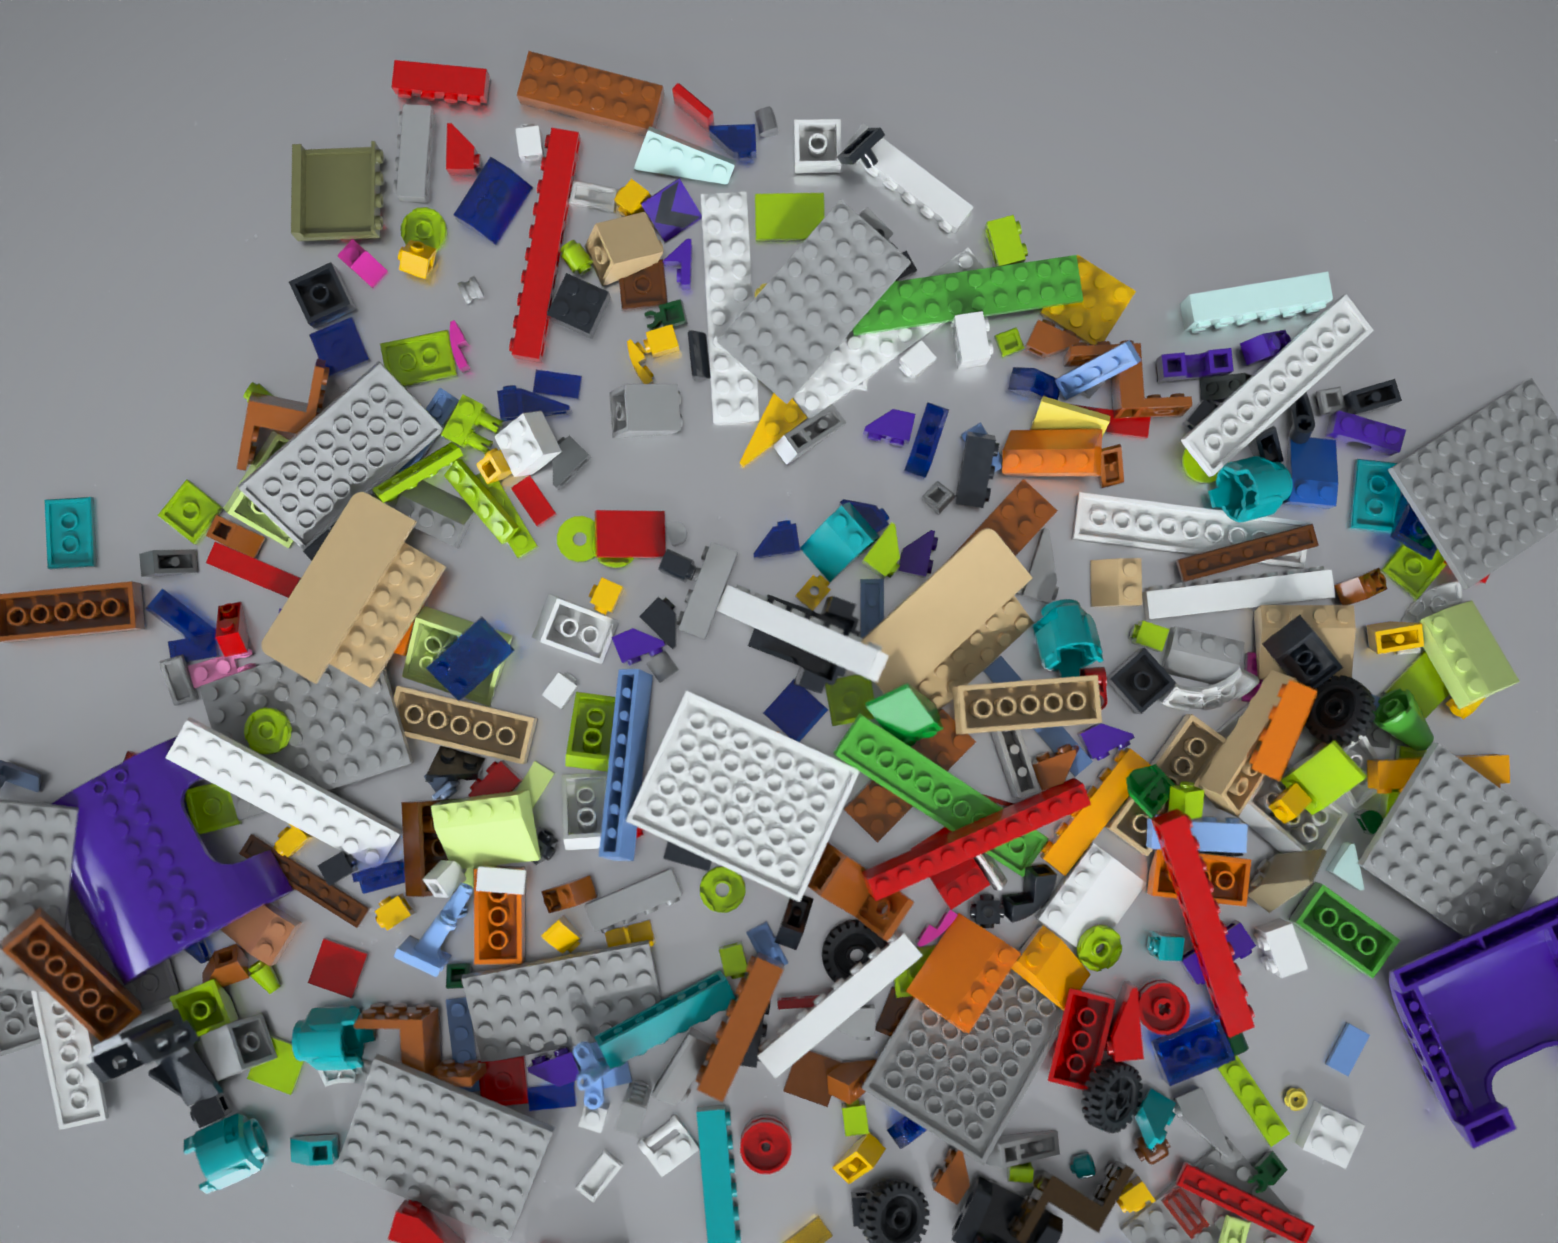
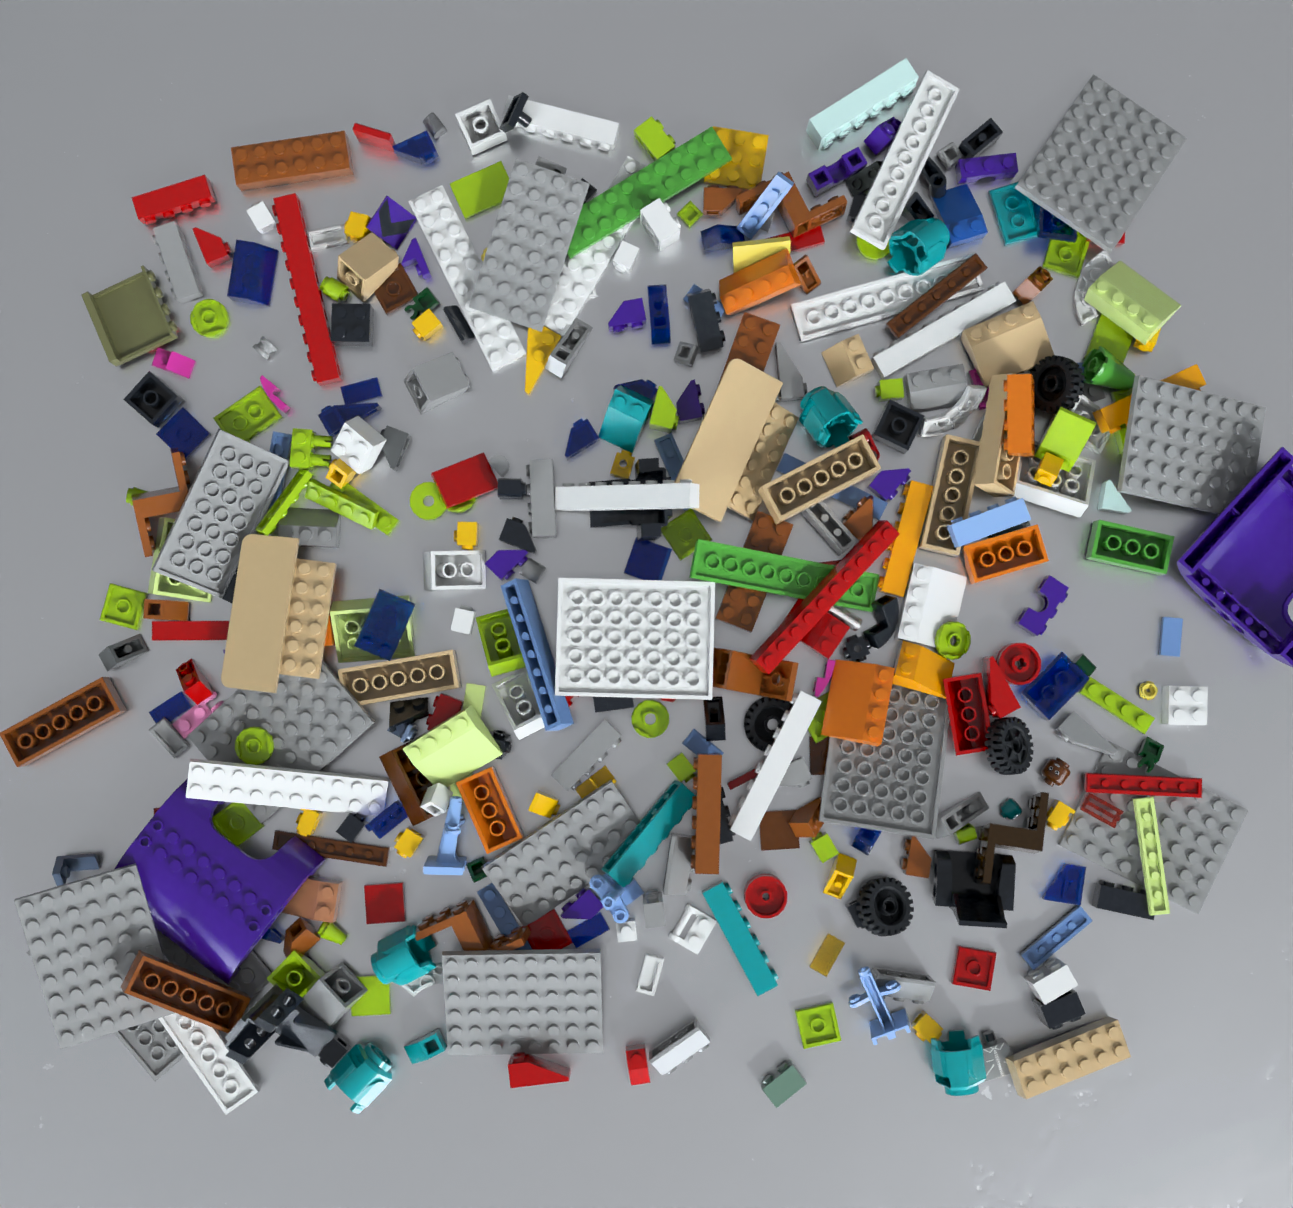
camera: 25 degrees left, 0 degrees up
(70, 533) = (38, 662): teal tile -> none
(181, 619) = (152, 690): clear blue slope -> none
(417, 258) = (213, 341): yellow brick -> none
(501, 880) = (480, 781): white tile -> none
(533, 501) = (381, 487): red tile -> none
(569, 894) = (536, 772): dark orange slope -> none
(637, 358) = (414, 346): yellow slope -> none
(680, 158) = (380, 180): light aqua wing -> none
(906, 714) = (731, 524): slope -> none
(1149, 788) = (938, 502): green slope -> none
(1153, 1116) = (1047, 748): teal slope -> none
(1166, 946) = (1001, 617): teal slope -> none
(1187, 799) = (969, 500): lime brick -> none
(1203, 921) = (1021, 585): red brick -> none
(1280, 948) = (1087, 581): white brick -> none
(1284, 877) = (1067, 526): dark tan slope -> none
(1302, 654) = (1009, 352): black slope -> none
(1368, 820) = (1112, 458): dark green brick -> none
(1394, 636) = (1073, 311): yellow slope -> none

